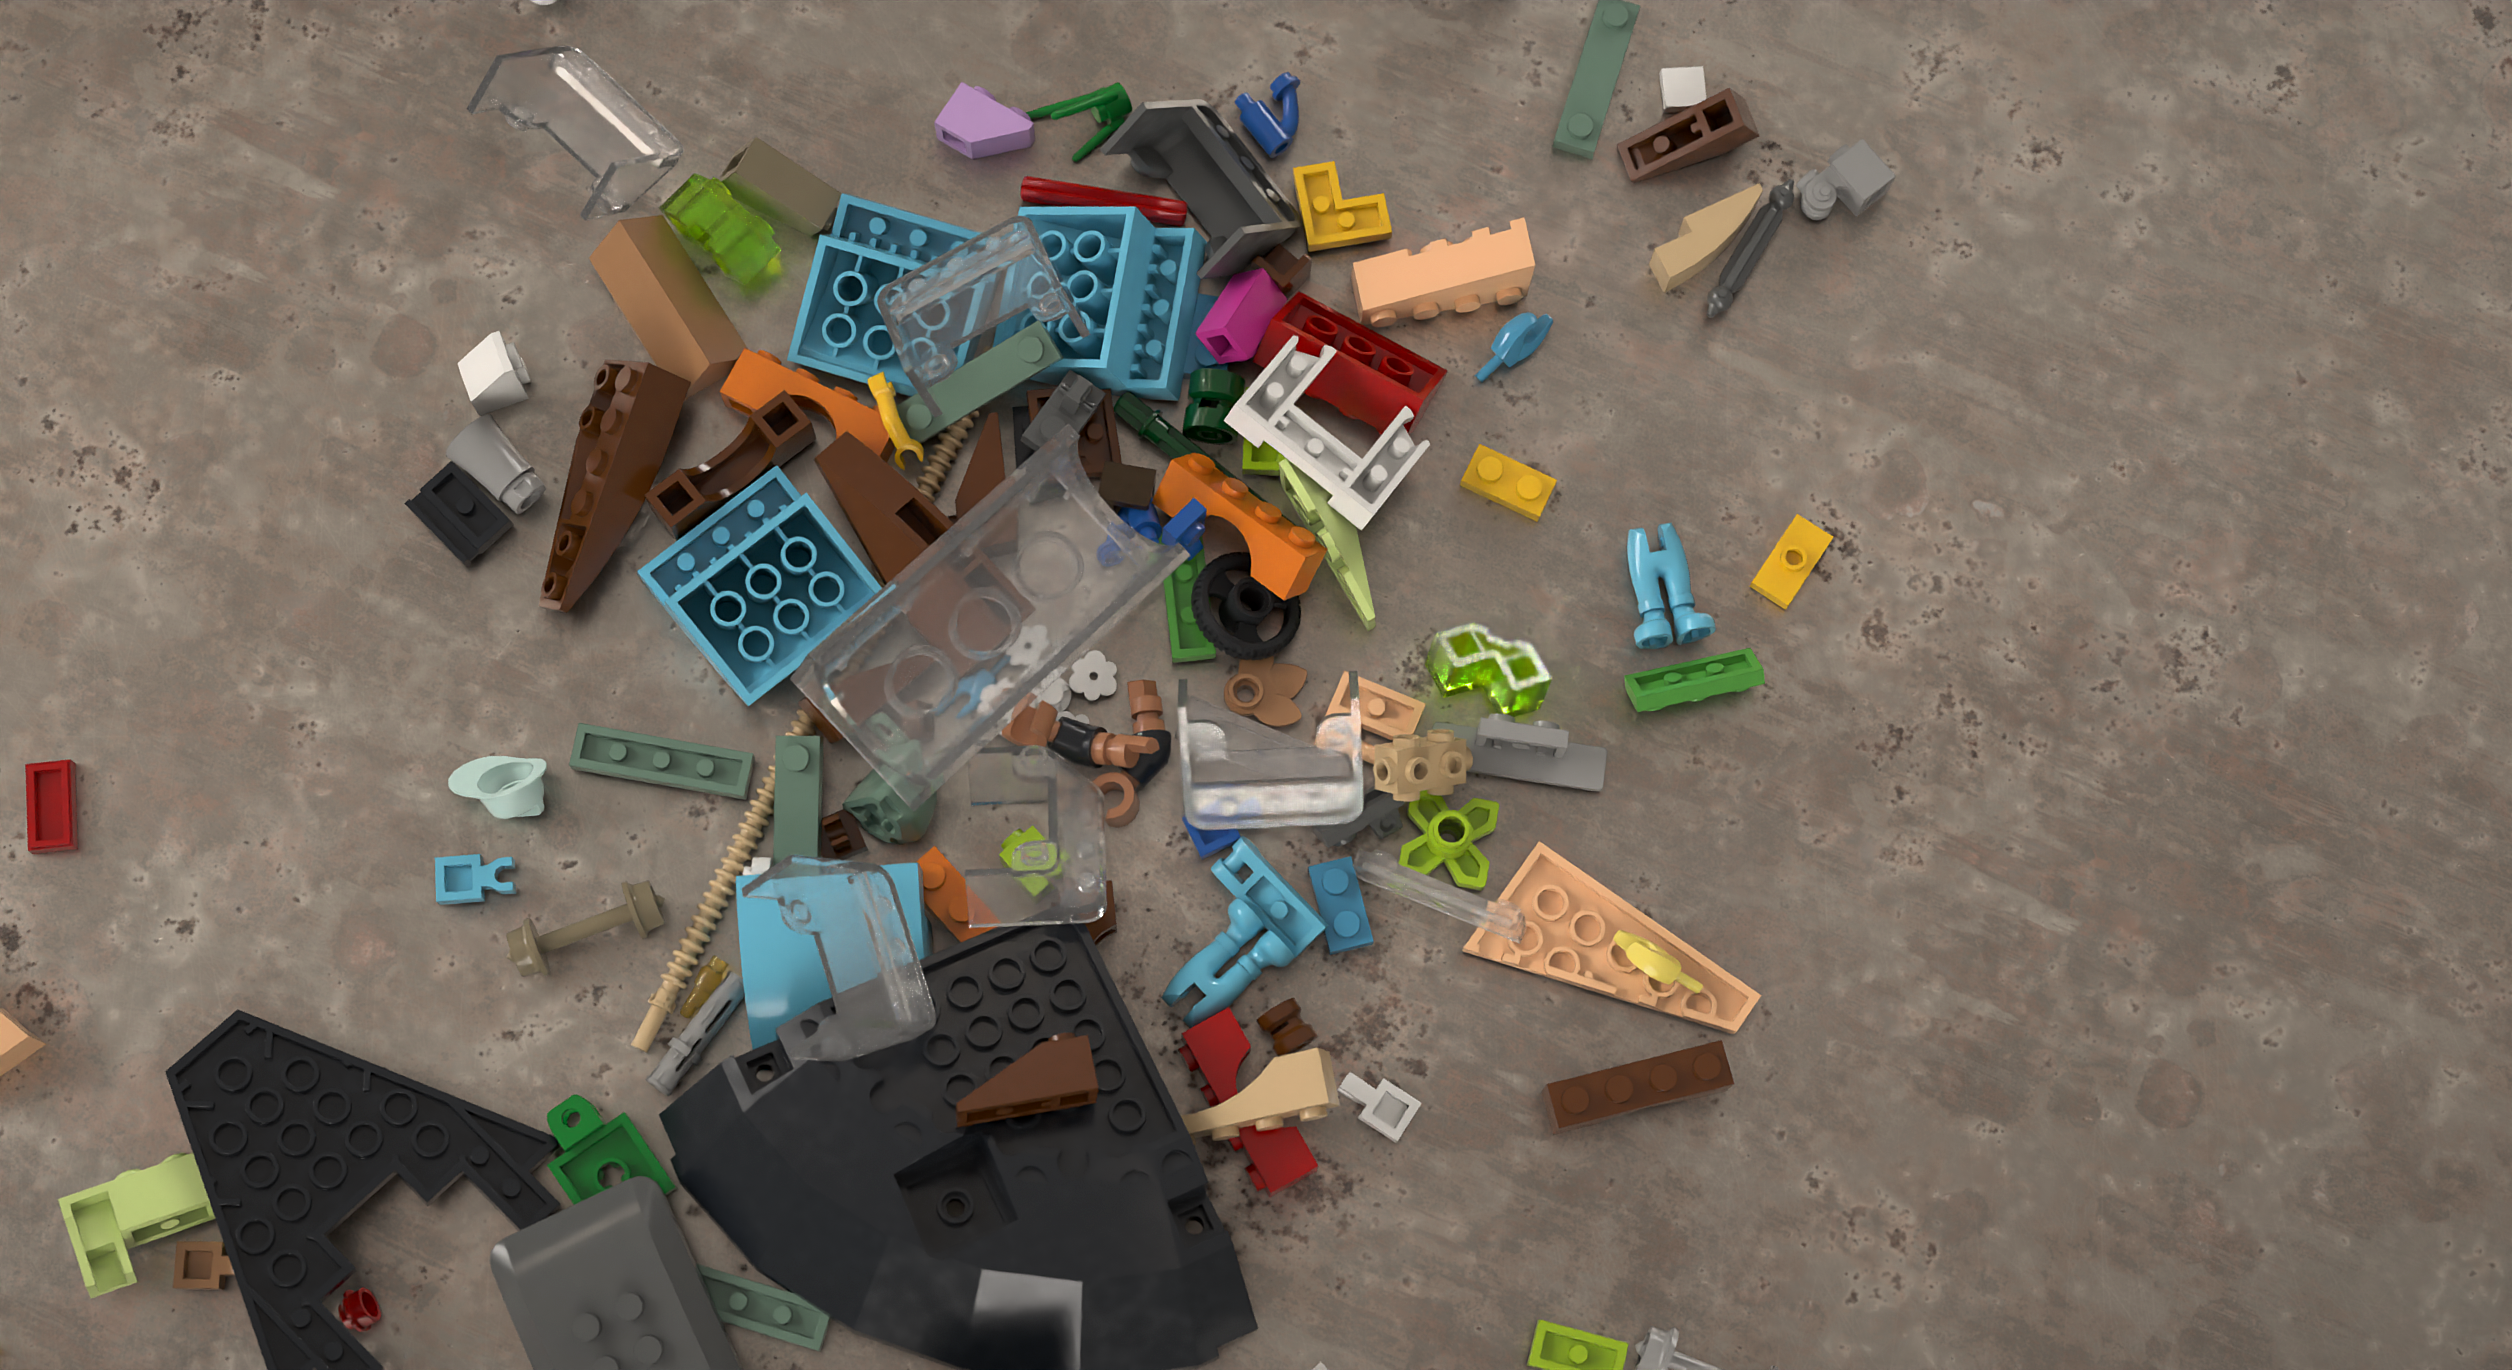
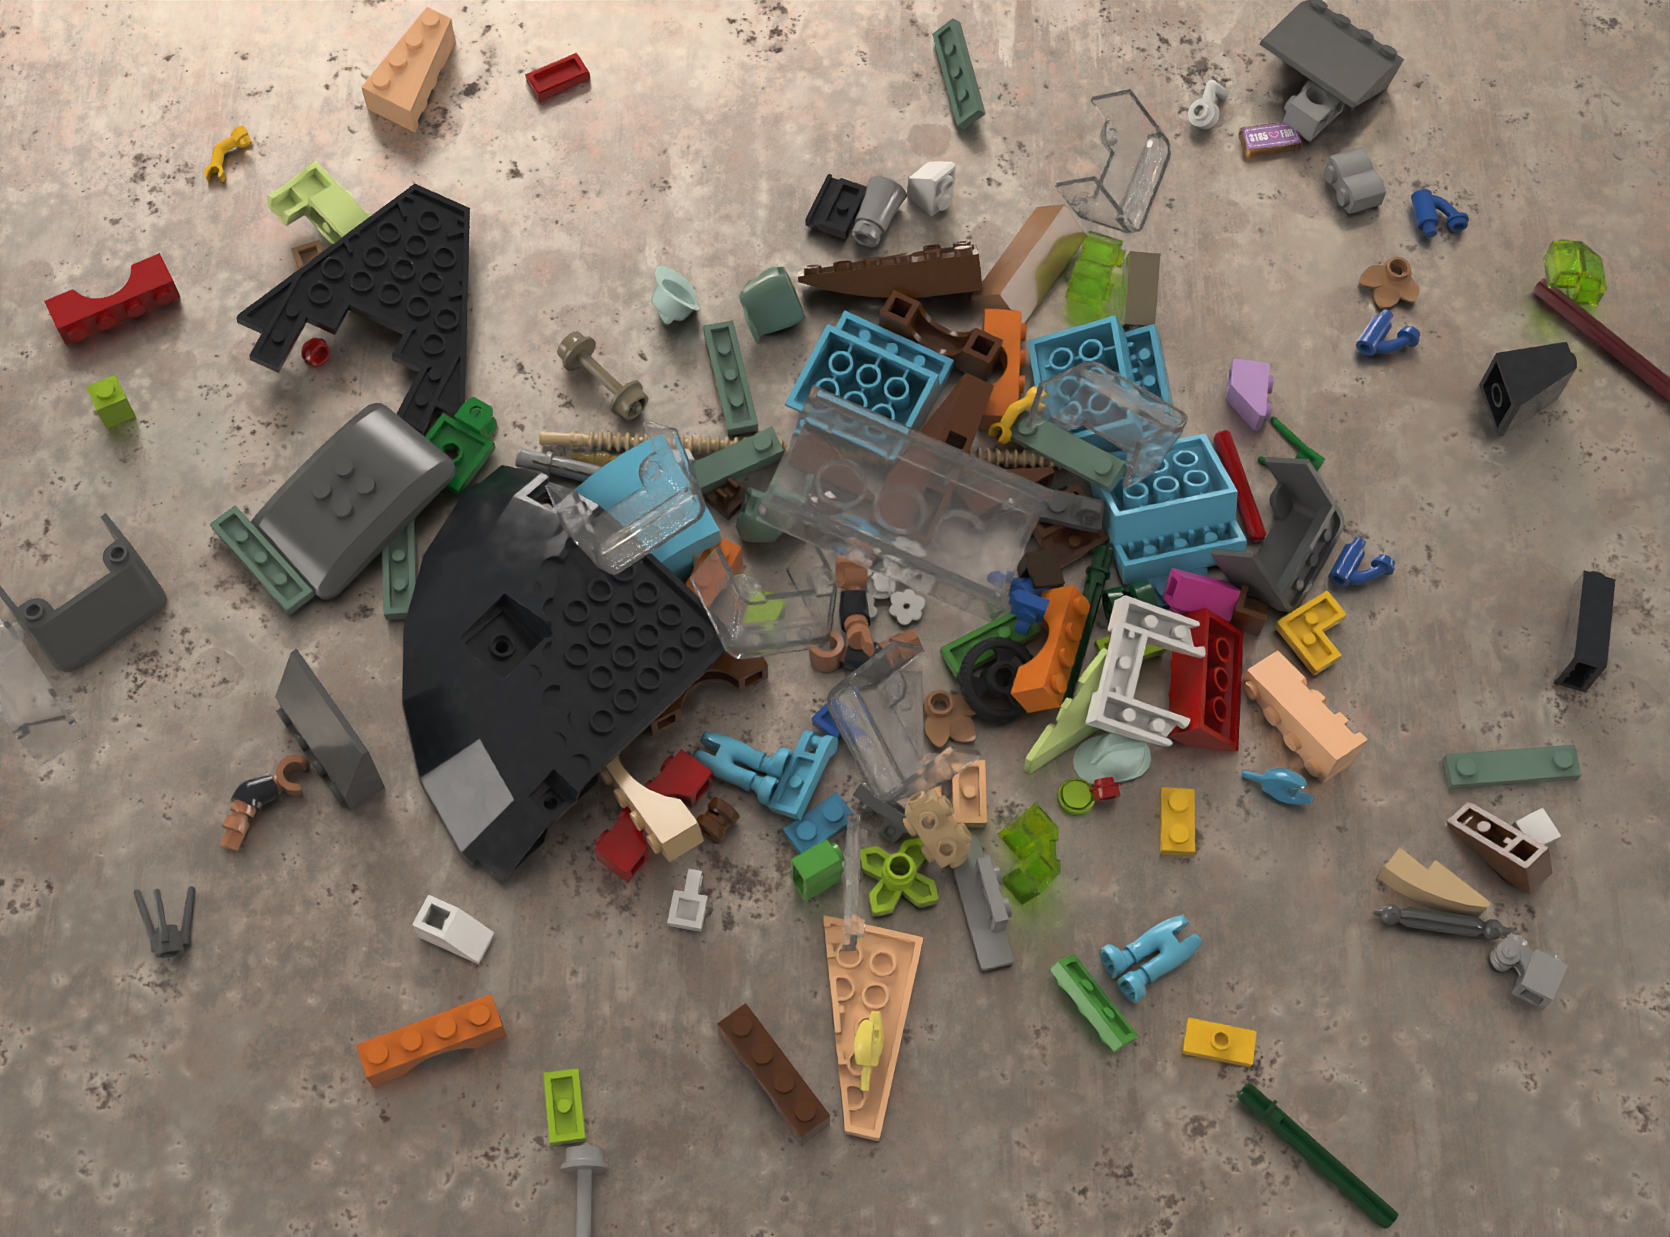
camera: 70 degrees right, 10 degrees down
(323, 262) = (958, 73): none -> sand green plate
(466, 878) = (608, 302): medium azure plate -> none
(577, 660) = (770, 302): none -> sand green piece
(1043, 1080) = (598, 649): reddish brown slope -> none
(1400, 527) = (1111, 757): none -> light aqua piece
(1410, 930) = (817, 869): none -> bright green brick
(1427, 584) = (1075, 797): none -> lime piece
(1438, 546) = (1105, 789): none -> red plate
(1908, 539) = (1317, 1155): none -> dark green axle

